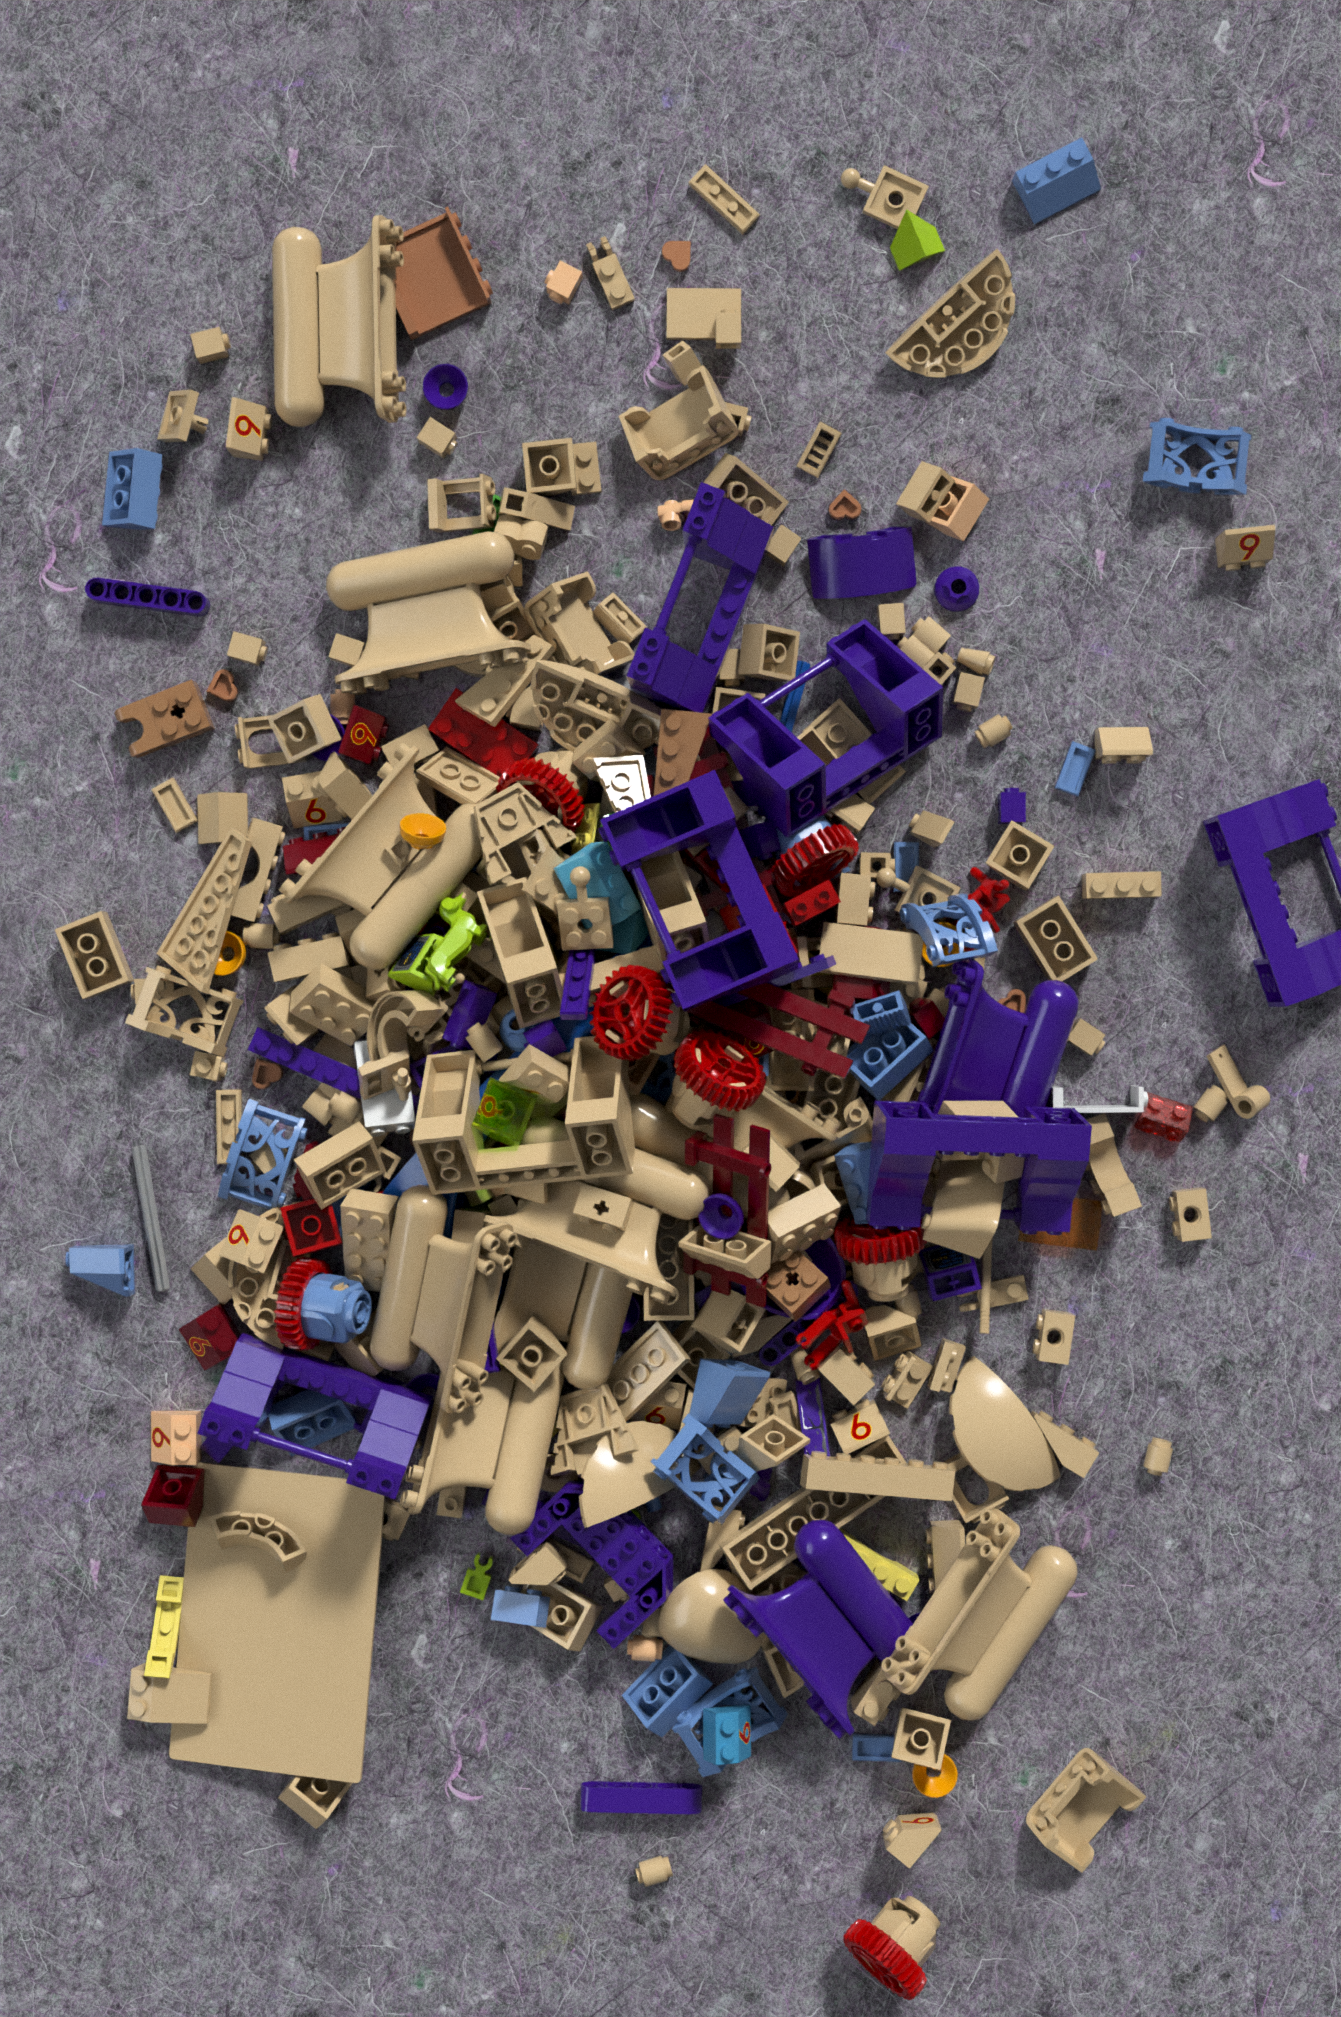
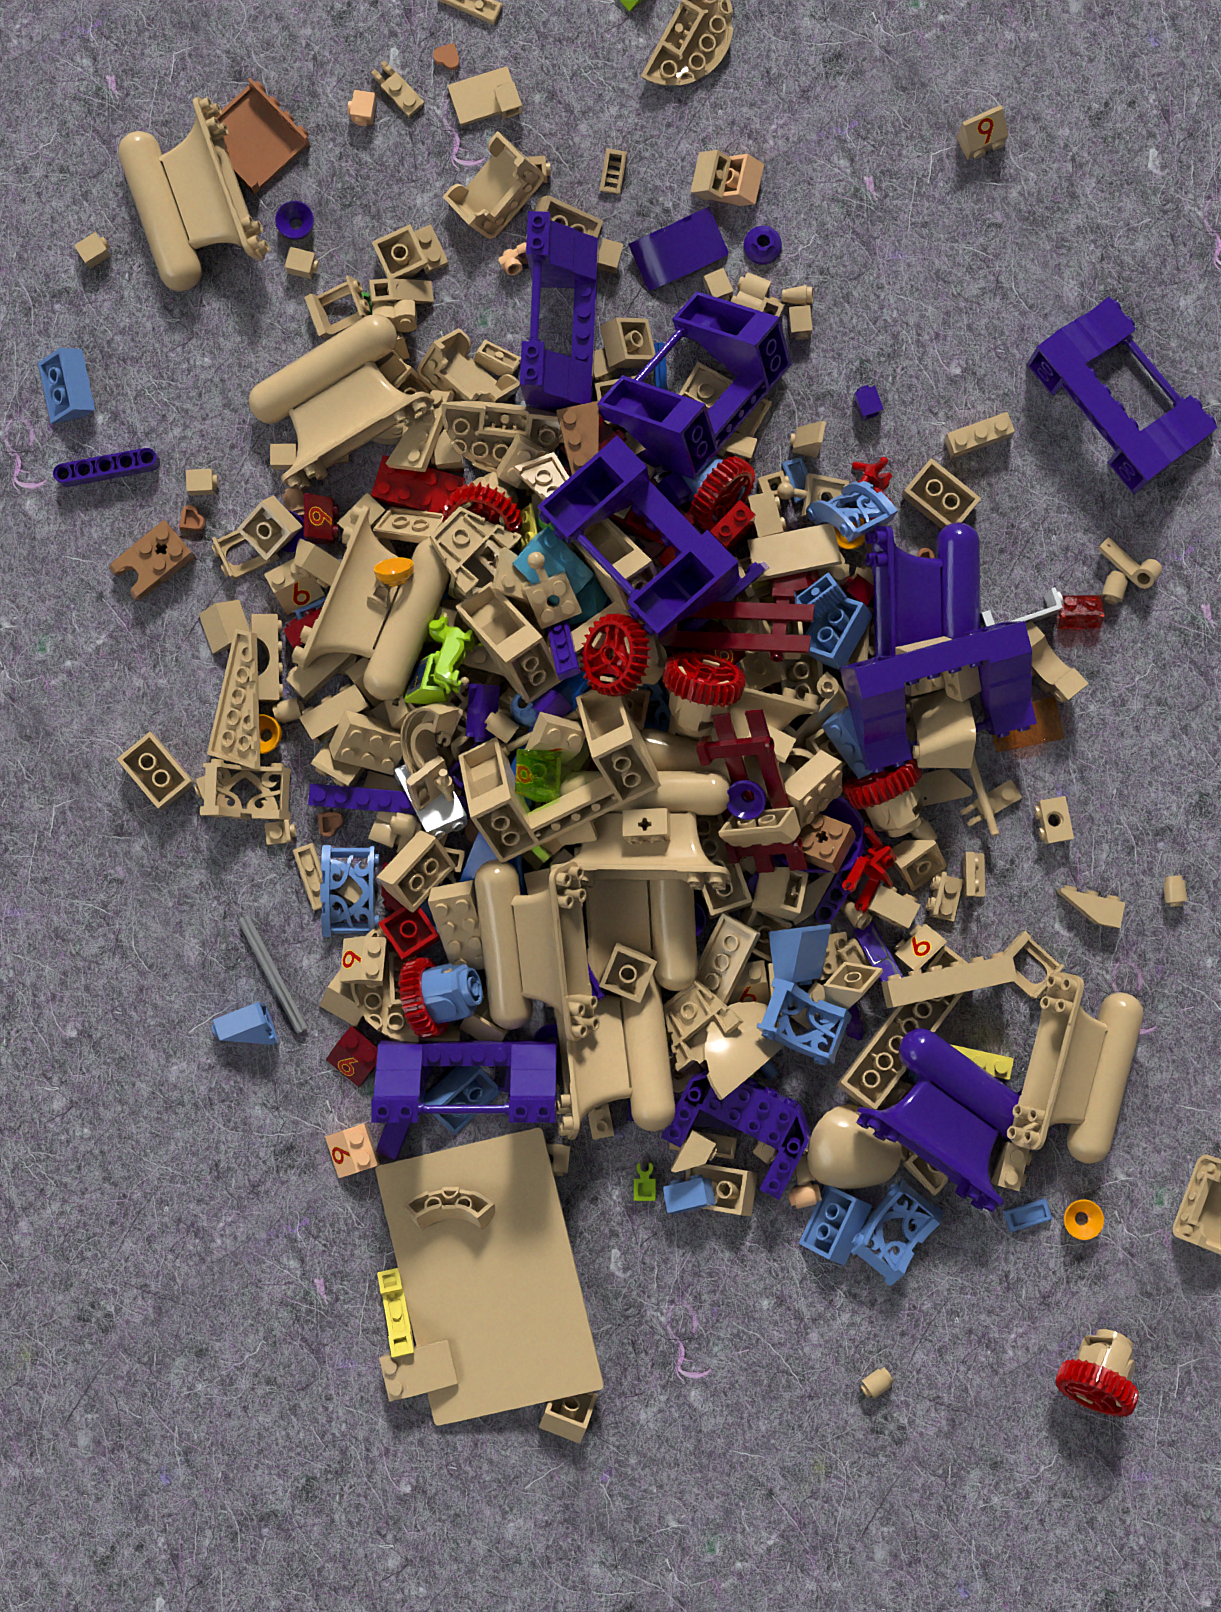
camera: 20 degrees left, 5 degrees down
(174, 805) = (183, 628): tan tile -> none
(174, 1496) = (368, 1199): dark red slope -> none
(180, 417) = (86, 314): tan tile -> none
(248, 430) = (145, 306): tan slope -> none
(641, 1797) = (844, 1324): dark purple beam -> none
(681, 361) = (478, 137): tan brick -> none
(718, 1533) = (831, 1076): tan slope -> none
(727, 1734) = (897, 1240): dark azure slope -> none
(844, 507) = (649, 210): nougat tile -> none
(910, 1835) = (1081, 1277): tan slope -> none
(920, 1738) = (1061, 1191): tan slope -> none
(946, 1543) = (1025, 1023): tan slope -> none
(948, 1272) = (948, 793): dark purple slope -> none
(993, 731) = (831, 347): tan brick -> none
(999, 1432) = (1037, 913): tan brick -> none
(1019, 855) = (888, 437): tan slope -> none
(1074, 769) = (908, 356): medium blue tile -> none
(1086, 1037) = (994, 567): tan brick -> none
(1122, 743) = (940, 322): tan slope -> none
(1199, 1226) = (1132, 670): tan brick -> none
(1223, 483) = (896, 98): medium blue fence -> none

